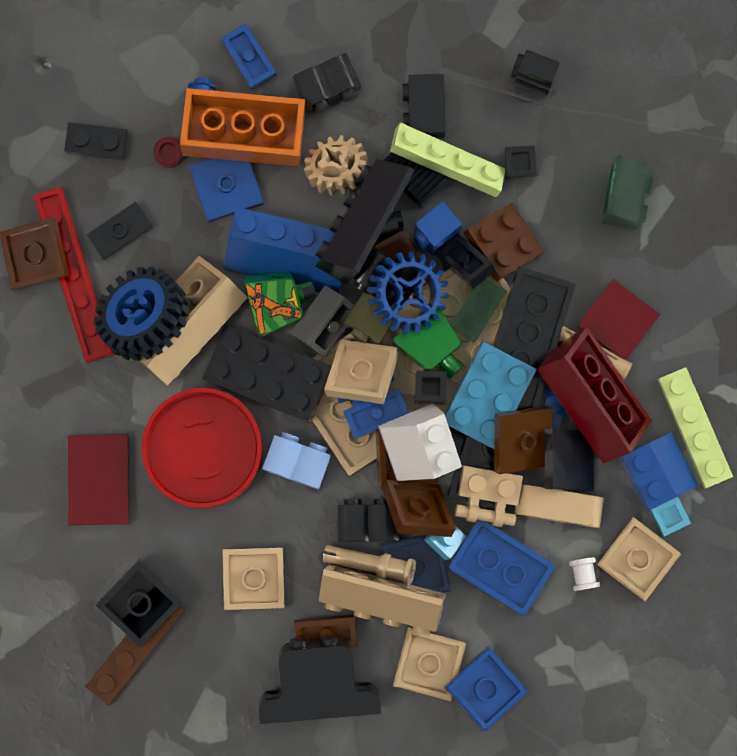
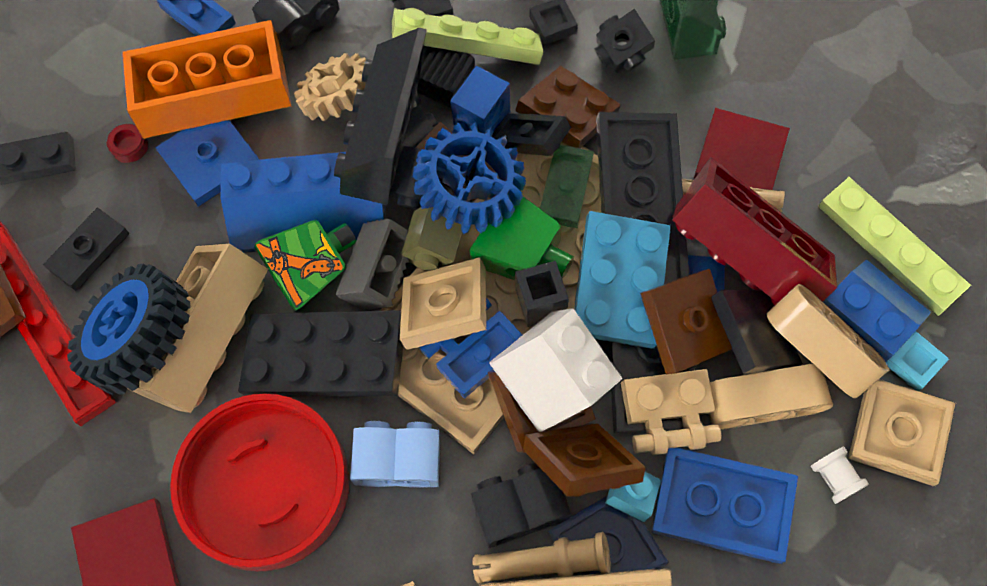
camera: 10 degrees left, 15 degrees down
(573, 198) = (625, 29): none -> black brick
(611, 485) = (827, 341): none -> tan beam

